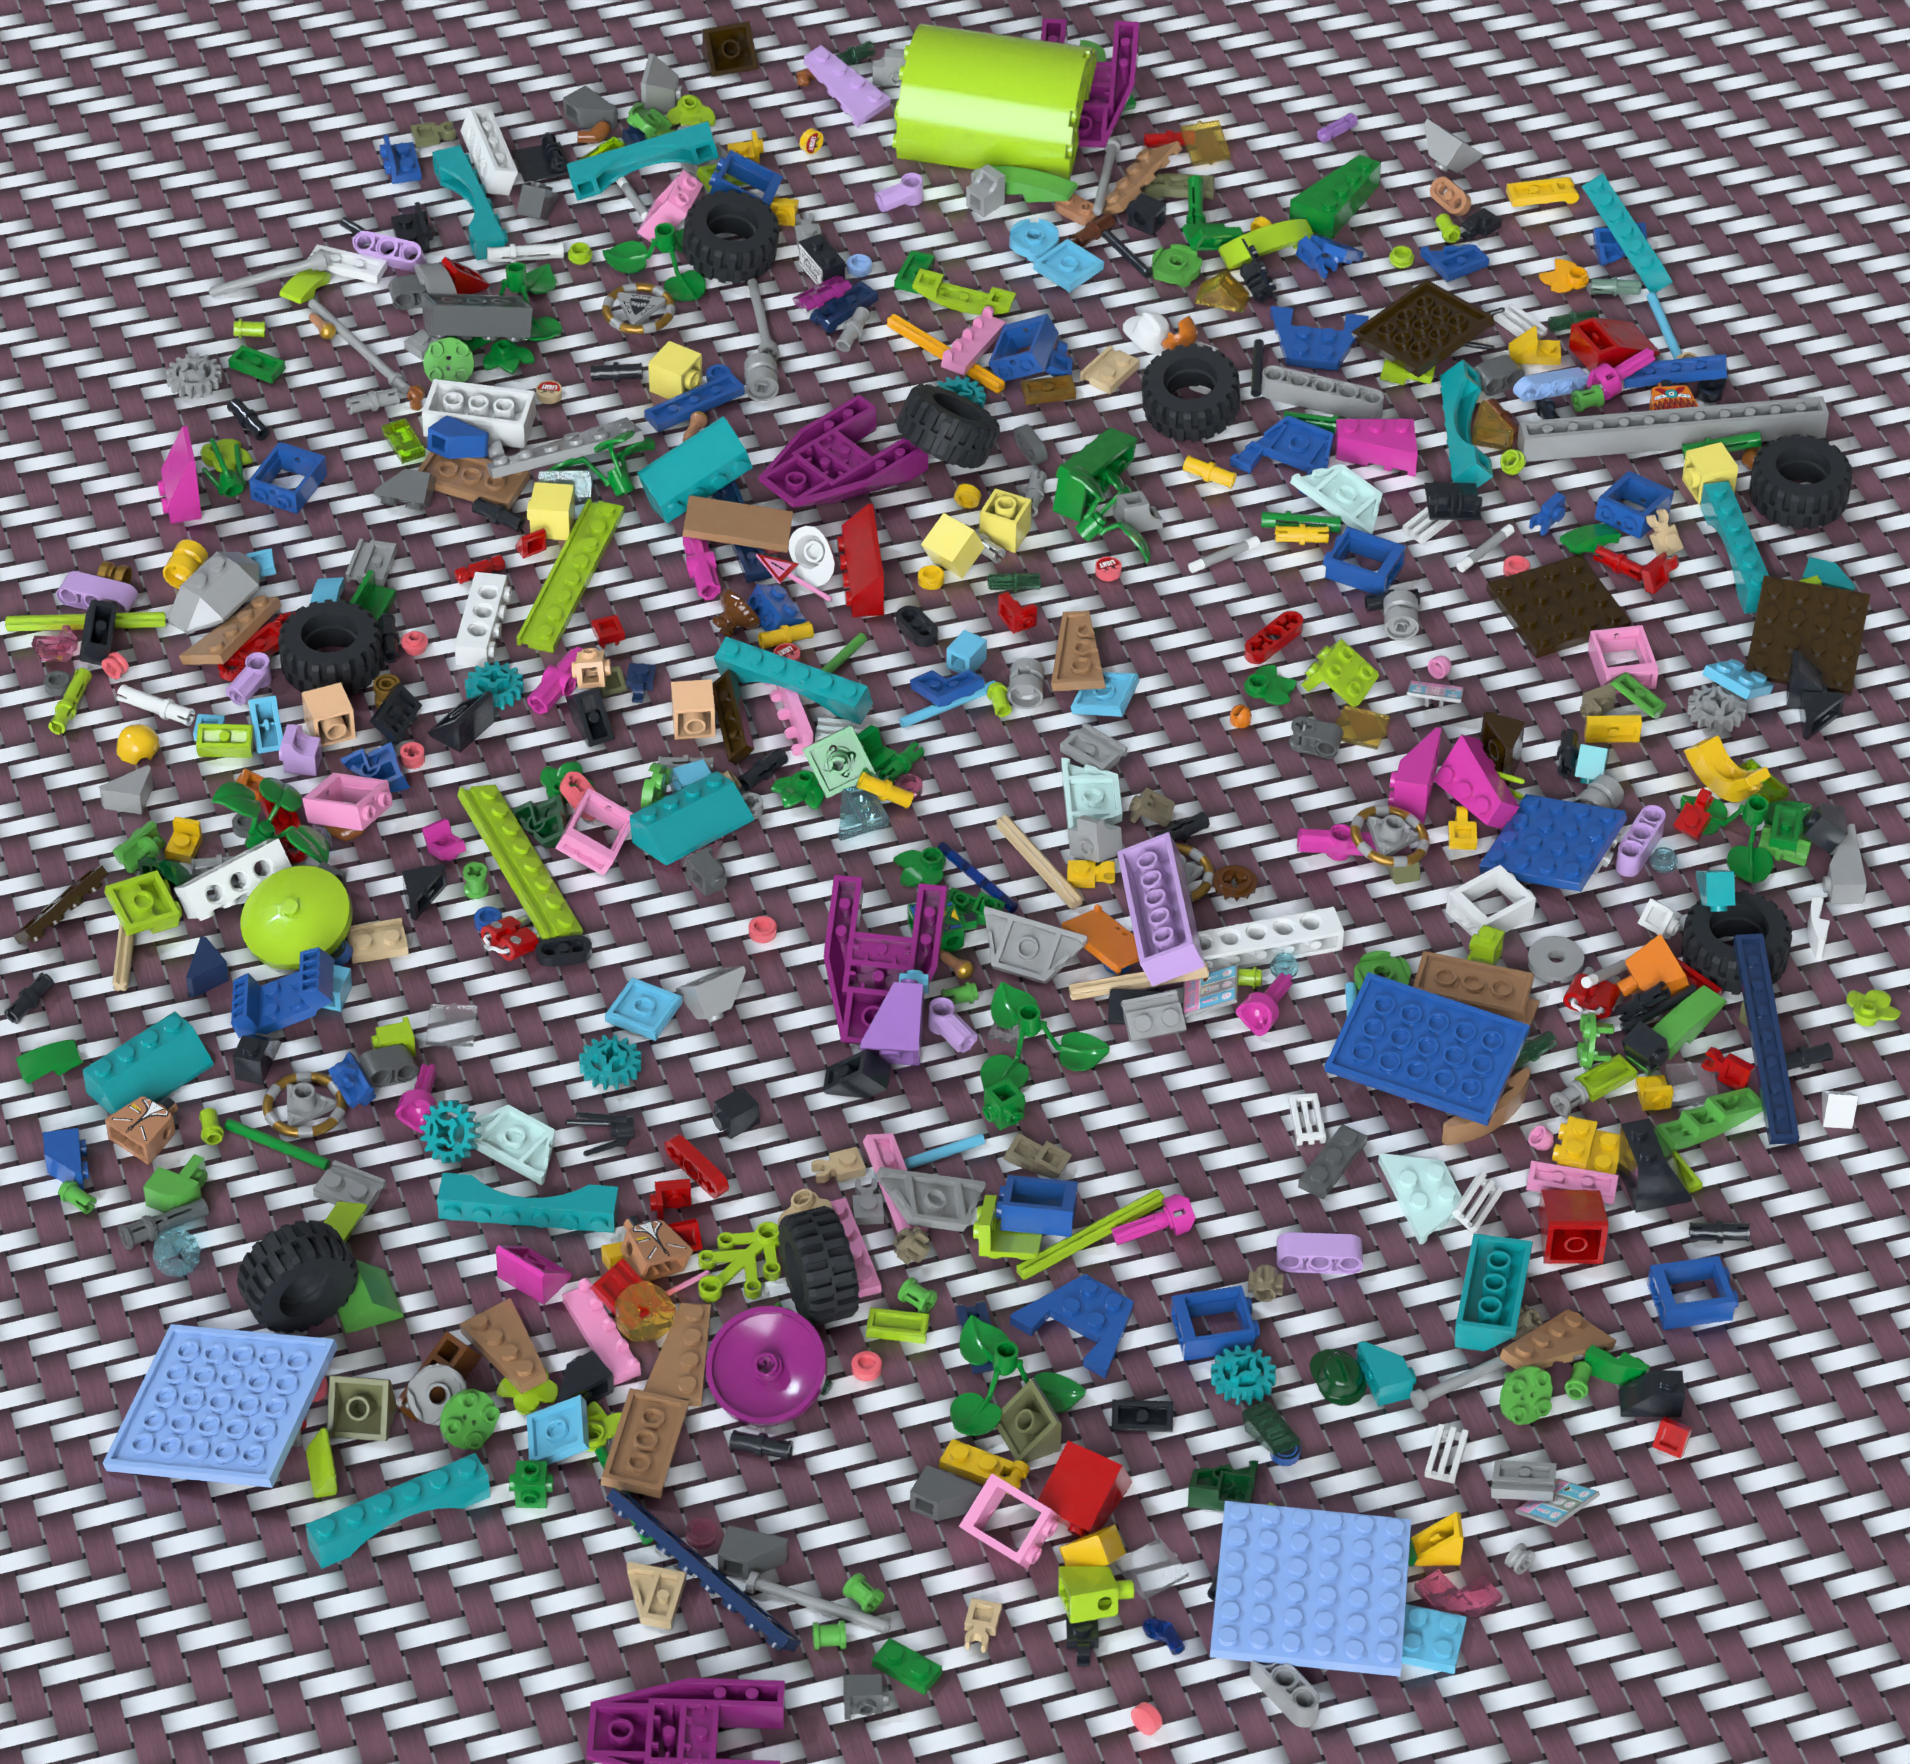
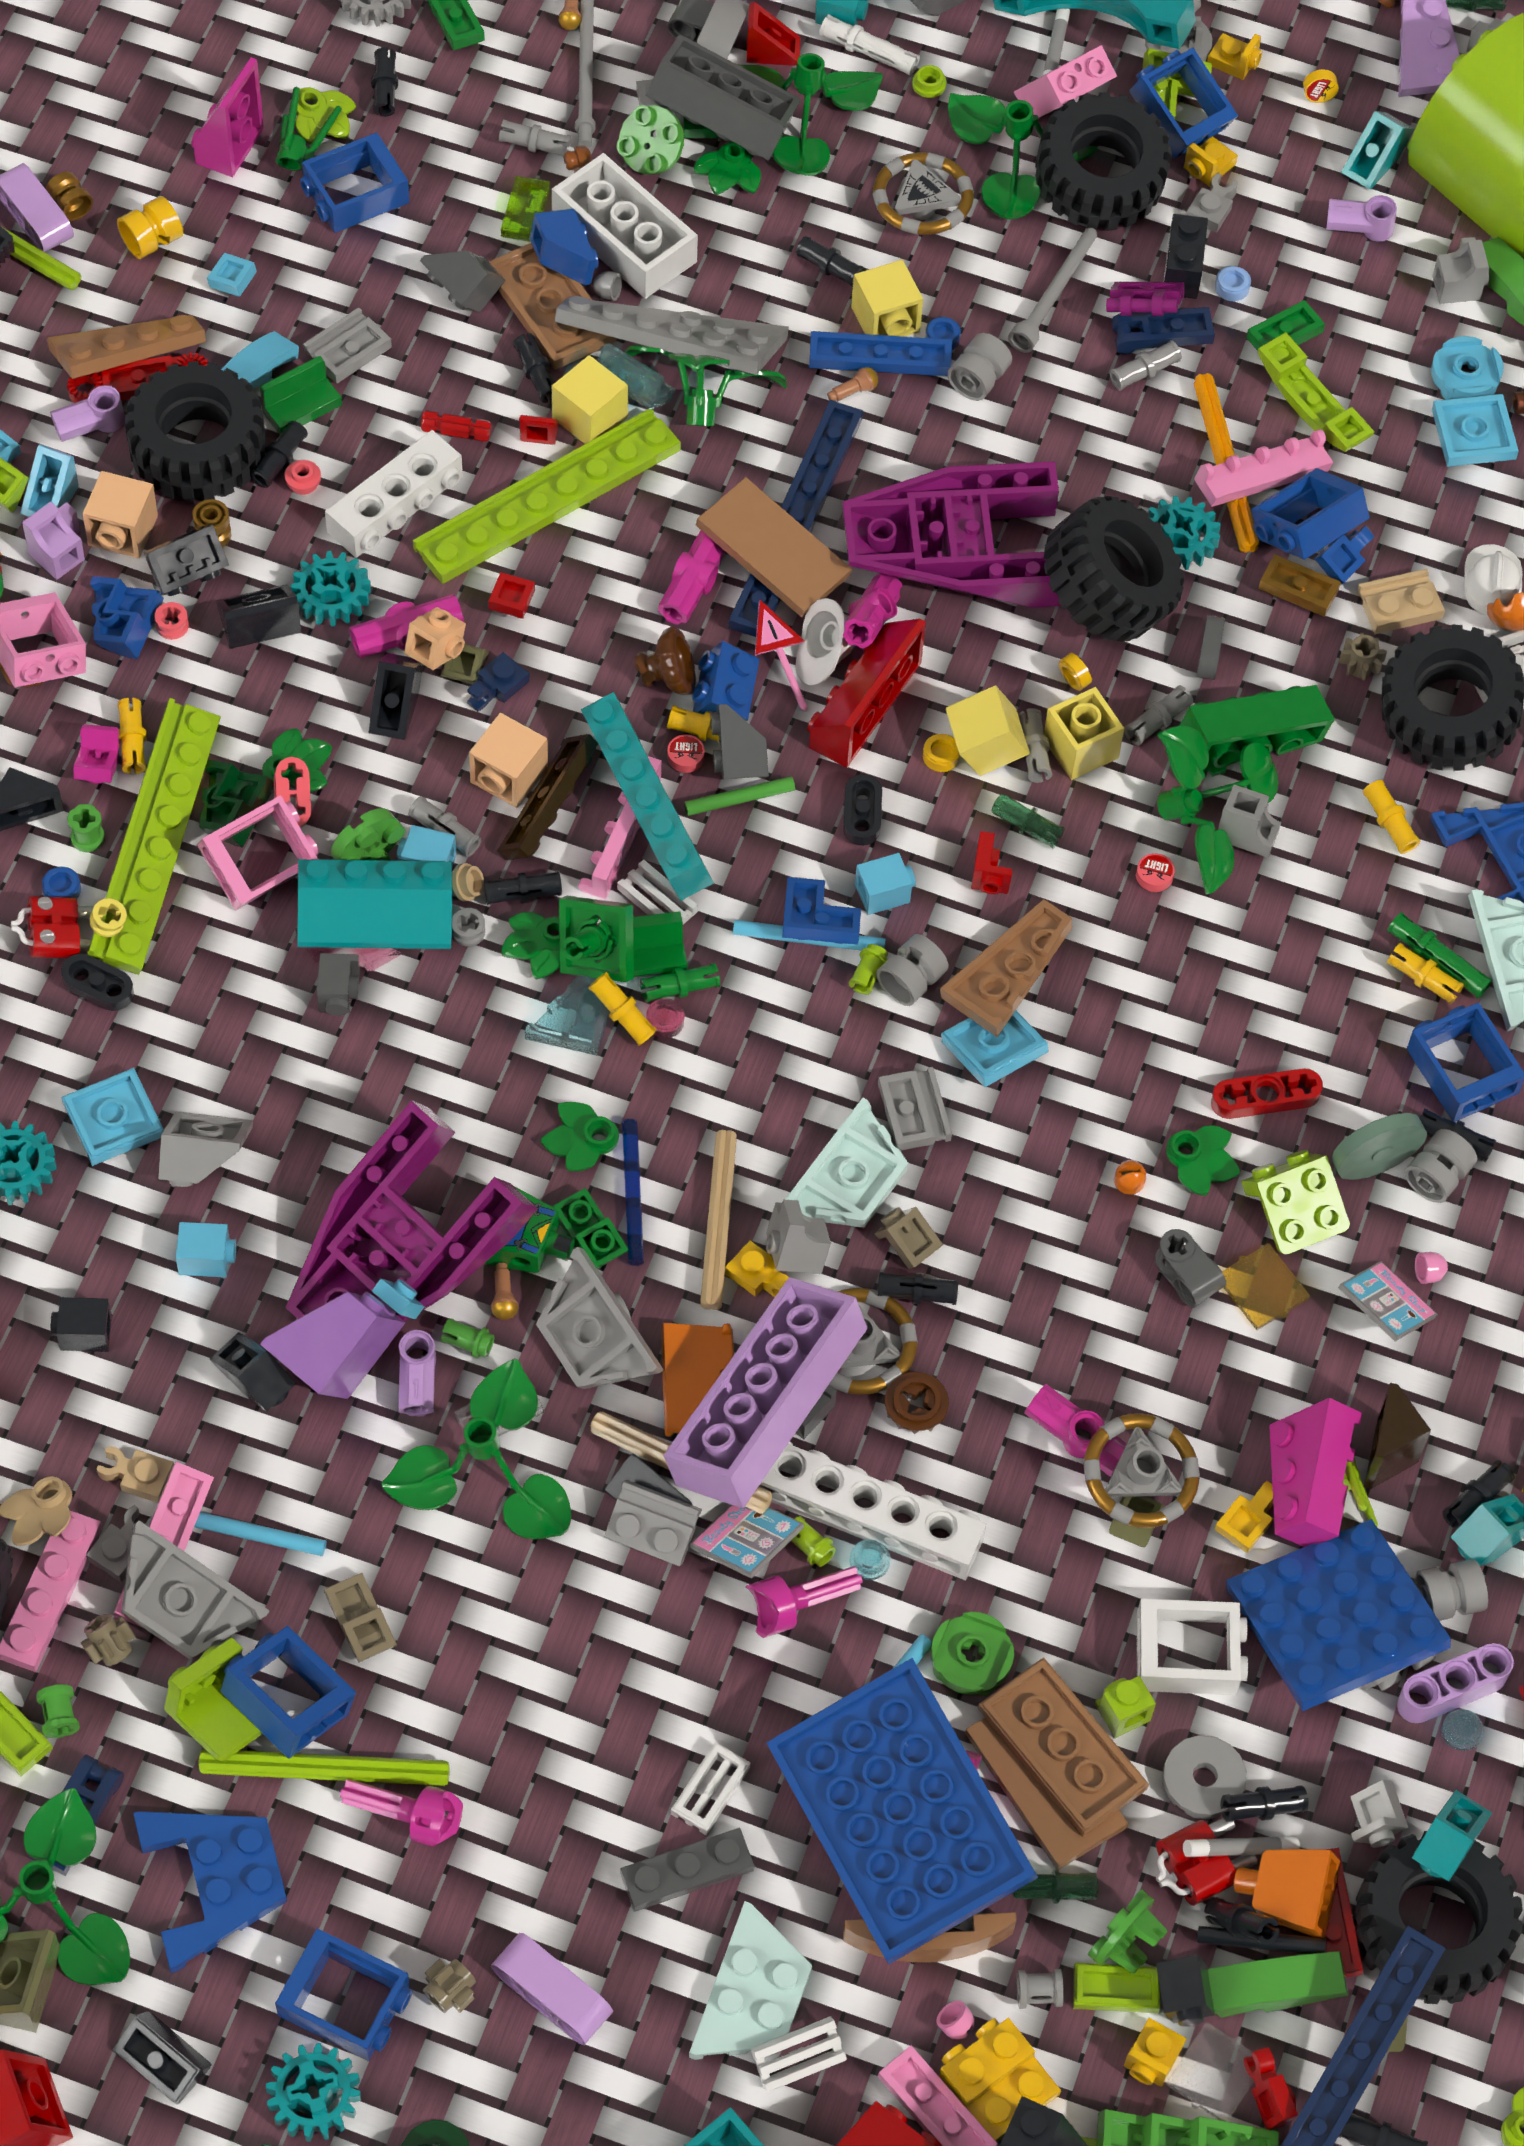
camera: 35 degrees right, 15 degrees up
(215, 591) = (151, 279): light grey wedge -> none
(458, 827) = (131, 735): none -> yellow pin
(542, 910) = (100, 909): none -> light yellow bush
(549, 392) = (736, 242): tan tile -> none
(694, 469) = (779, 447): teal slope -> none
(762, 929) = (336, 1098): coral tile -> none
(766, 1038) = (204, 1249): none -> medium azure brick
(819, 628) = (741, 747): none -> dark grey slope
(828, 522) = (872, 610): none -> dark pink piece
(876, 155) = (1377, 149): none -> teal slope
(1003, 1104) = (373, 1525): green brick -> none
(1118, 404) = (1362, 656): none -> dark tan gear
(1224, 554) = (1311, 940): light grey bar -> none
(1364, 618) = (1379, 1146): none -> sand green wheel
(1415, 777) = (1241, 1410): dark pink slope -> none
(1599, 949) = (1264, 1803): none -> black pin

